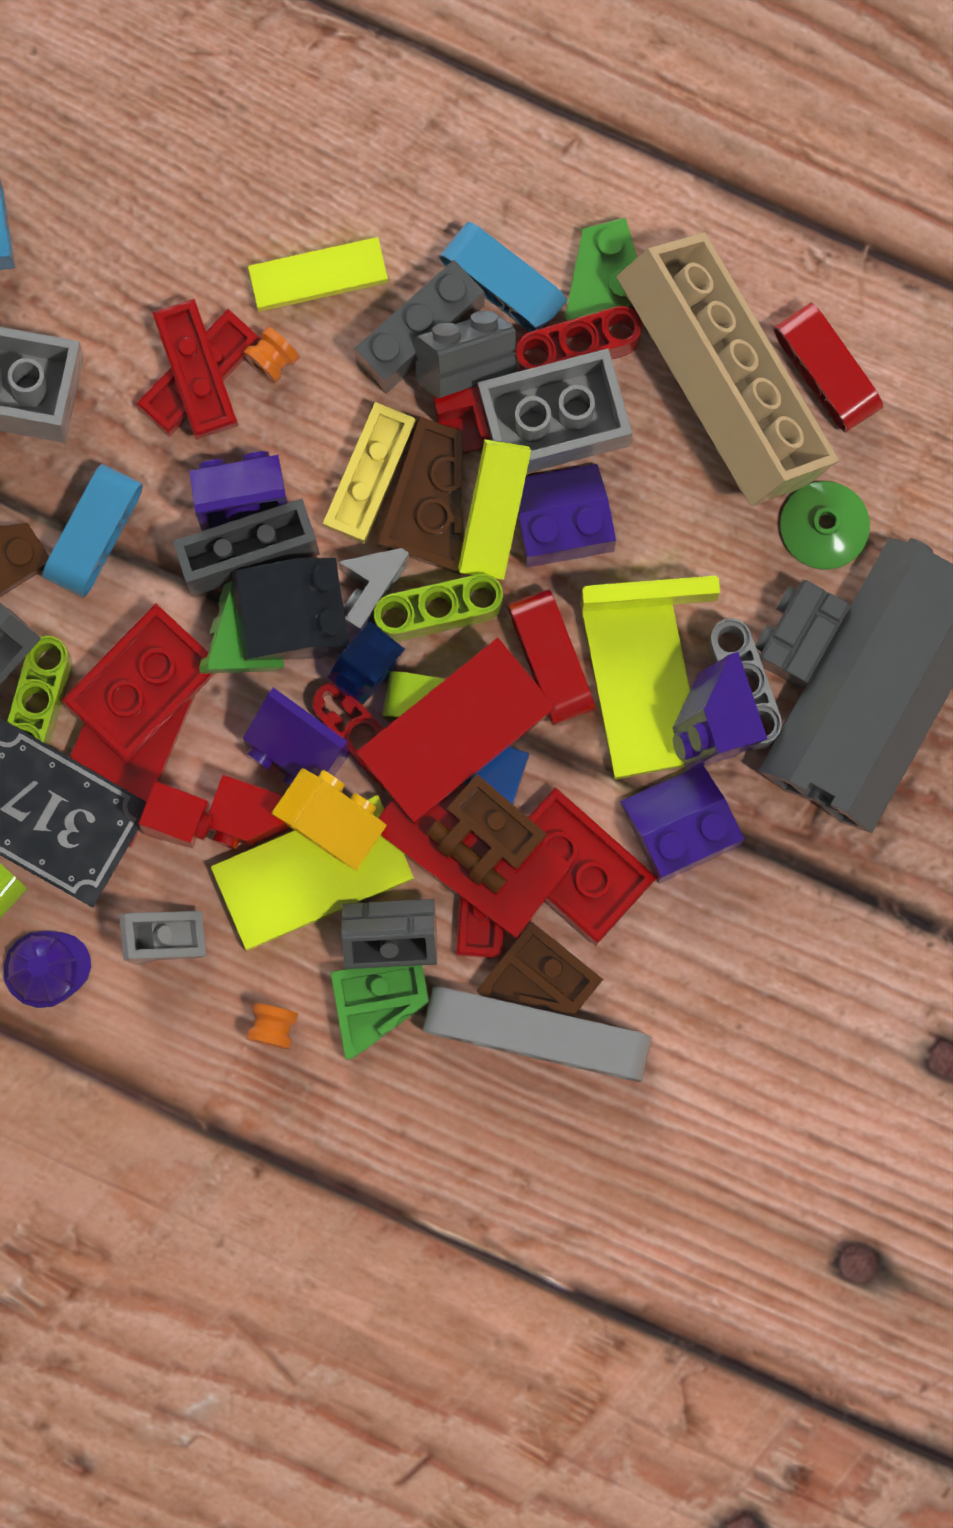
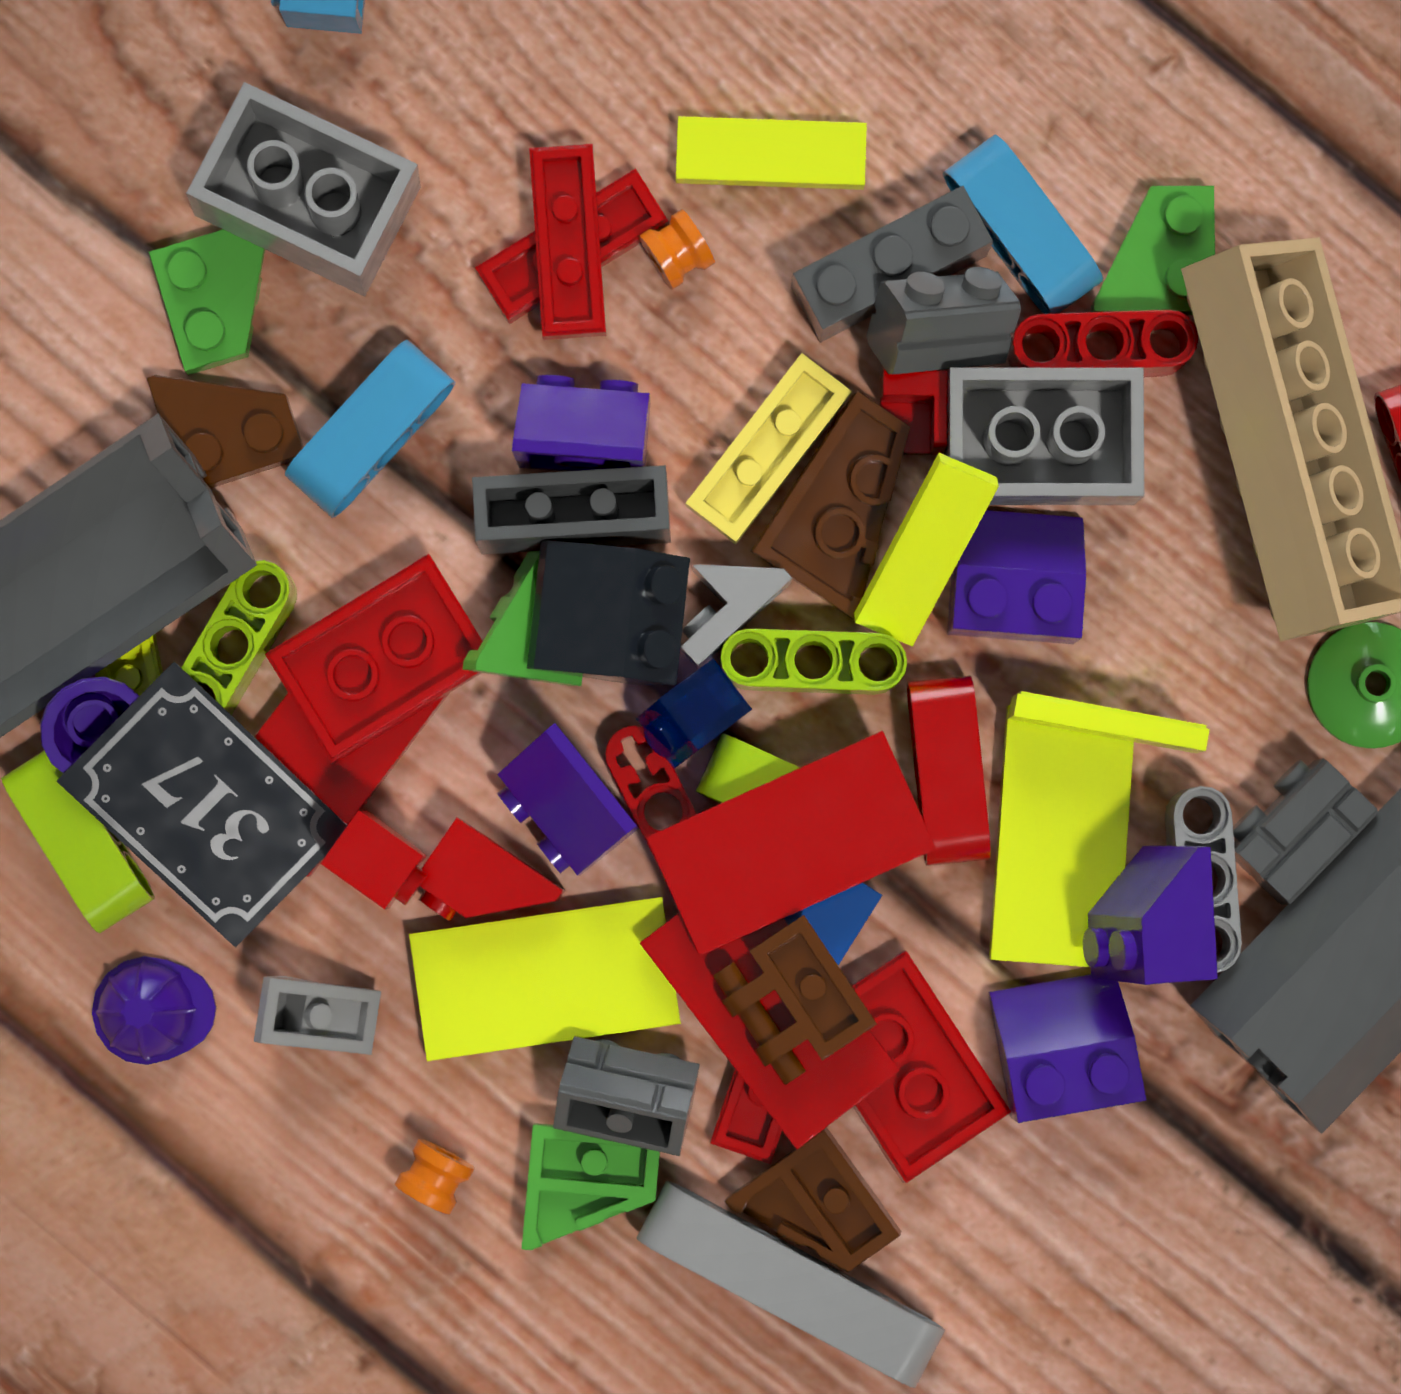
camera: 15 degrees right, 5 degrees up
(330, 818) = (585, 921): yellow brick -> none

